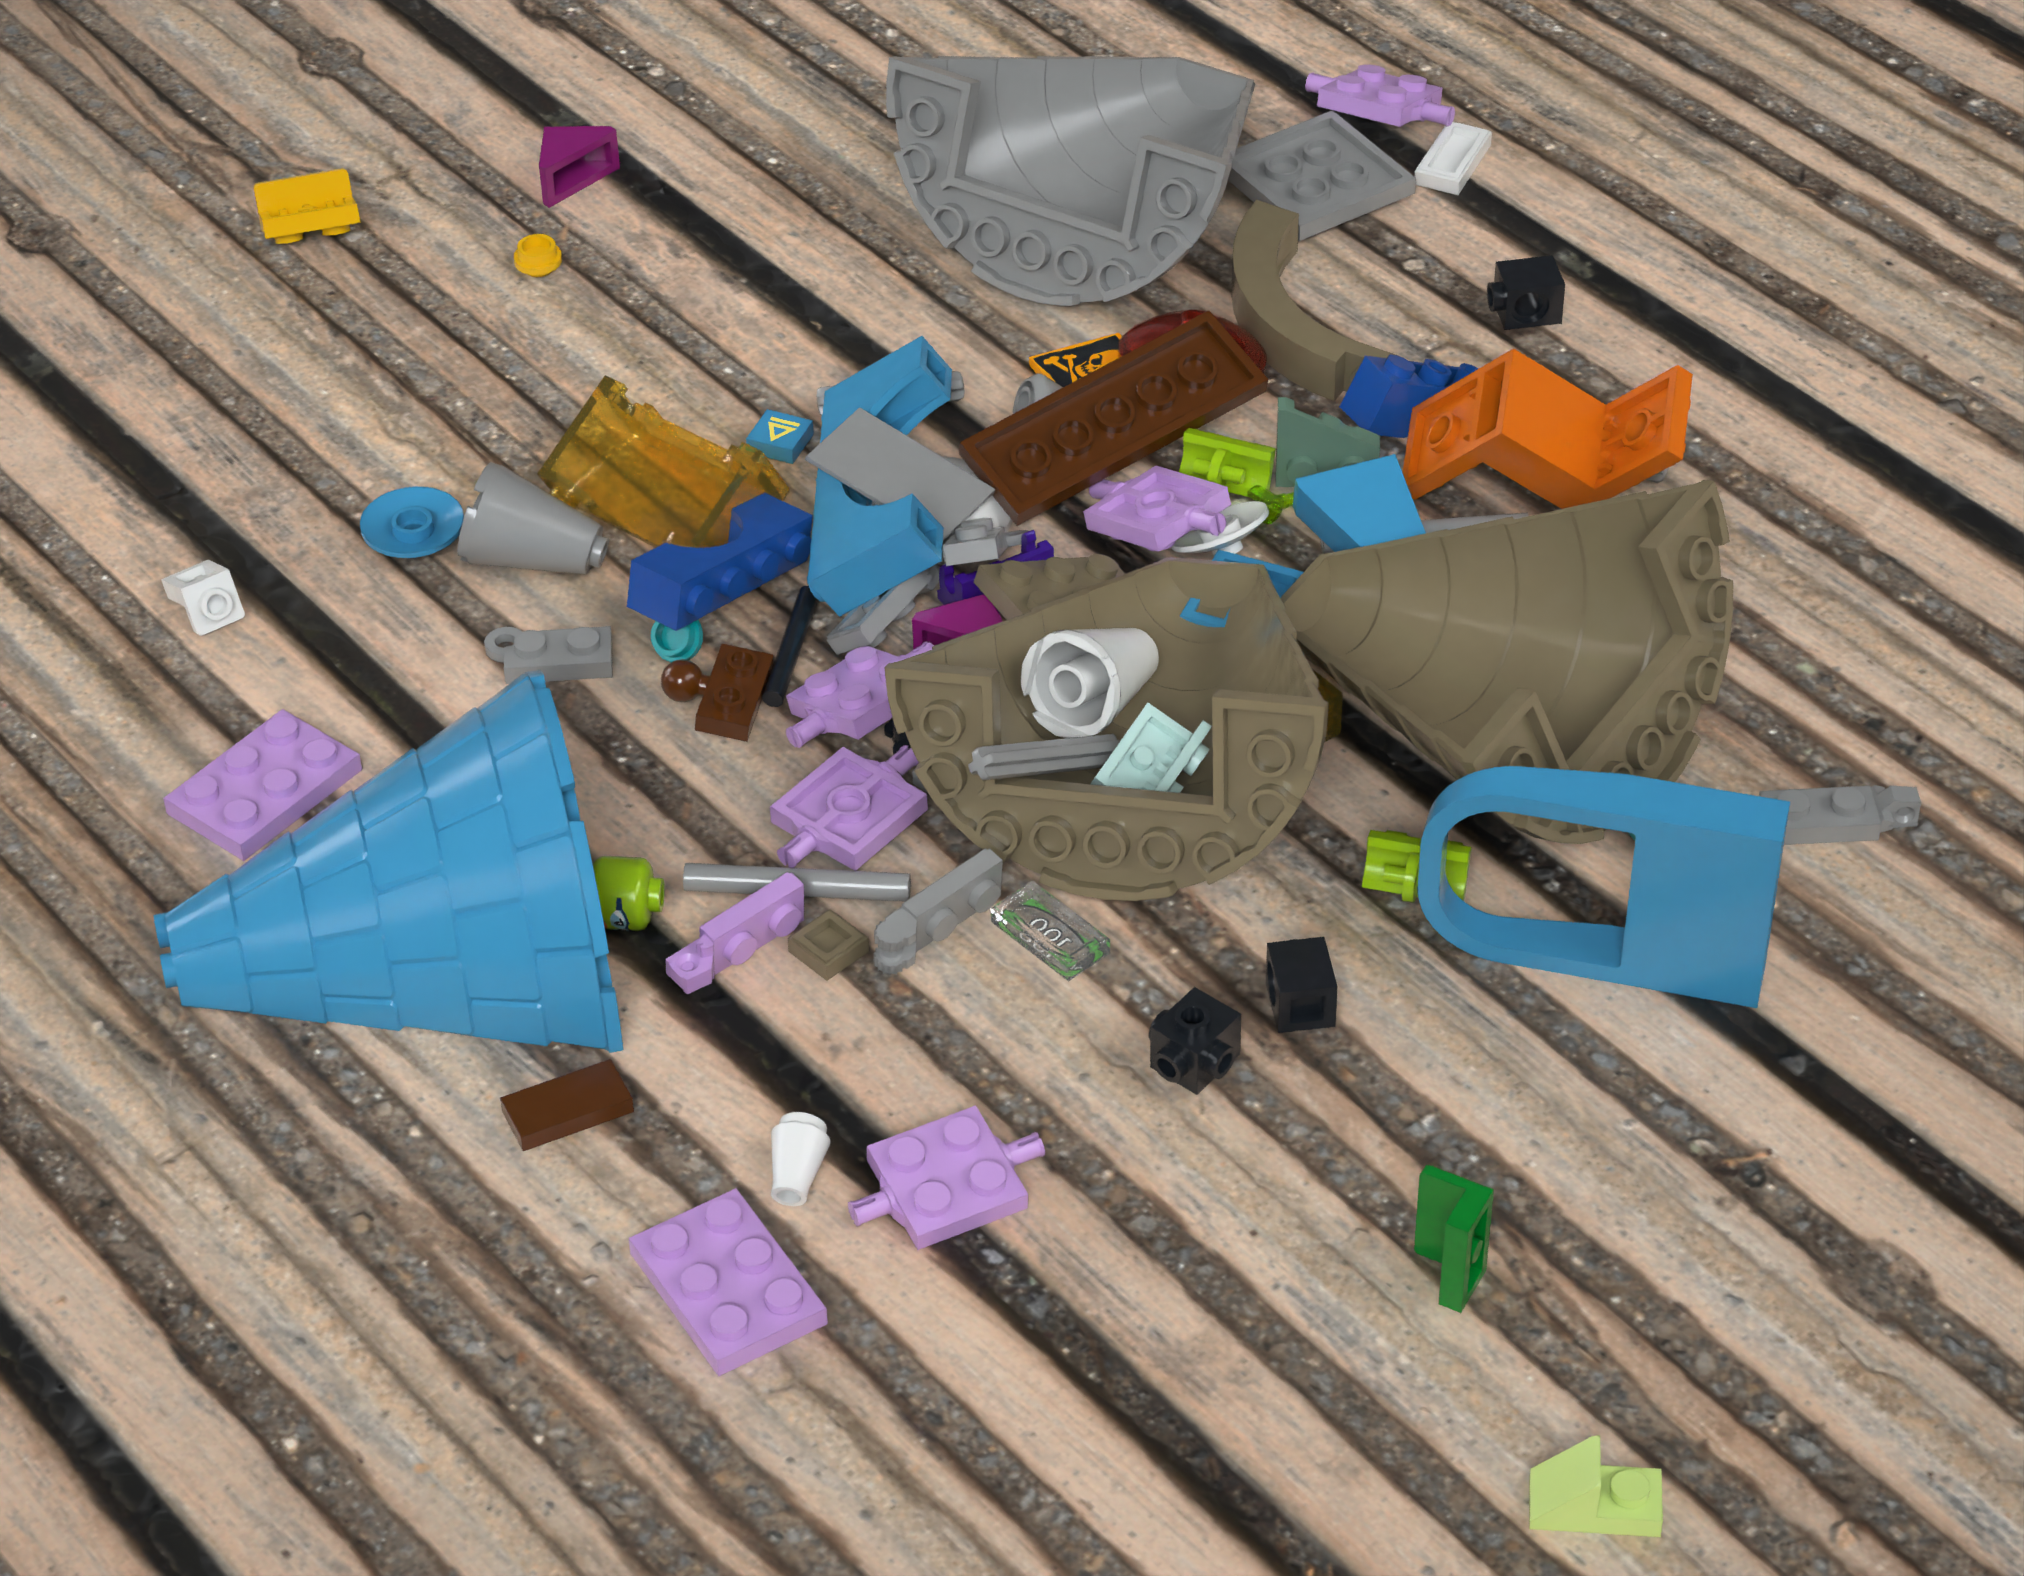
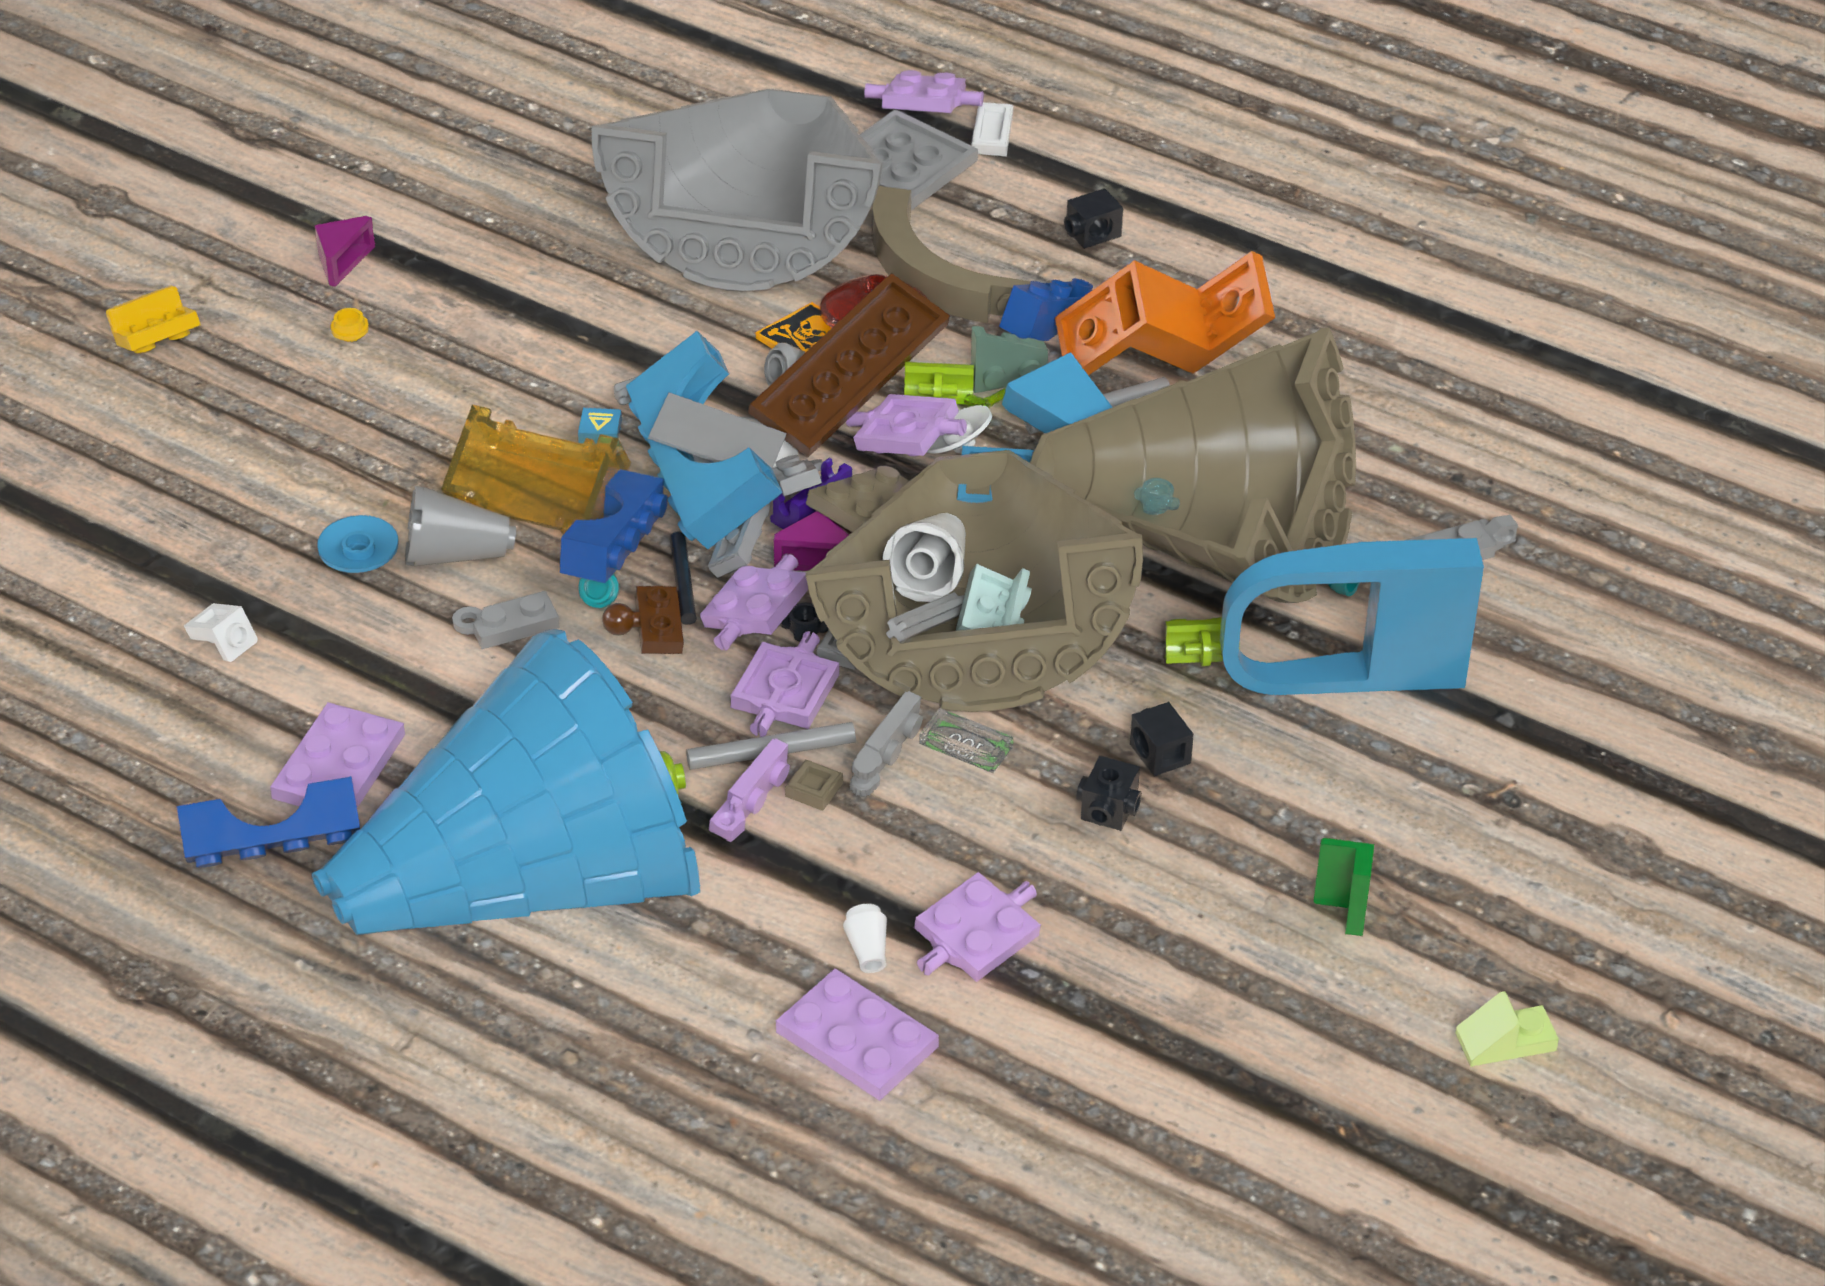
camera: 20 degrees left, 0 degrees up
(62, 837) = (213, 832): none -> blue arch
(567, 1105) = (682, 939): reddish brown tile -> none
(1438, 665) = (1157, 496): none -> clear light blue plate

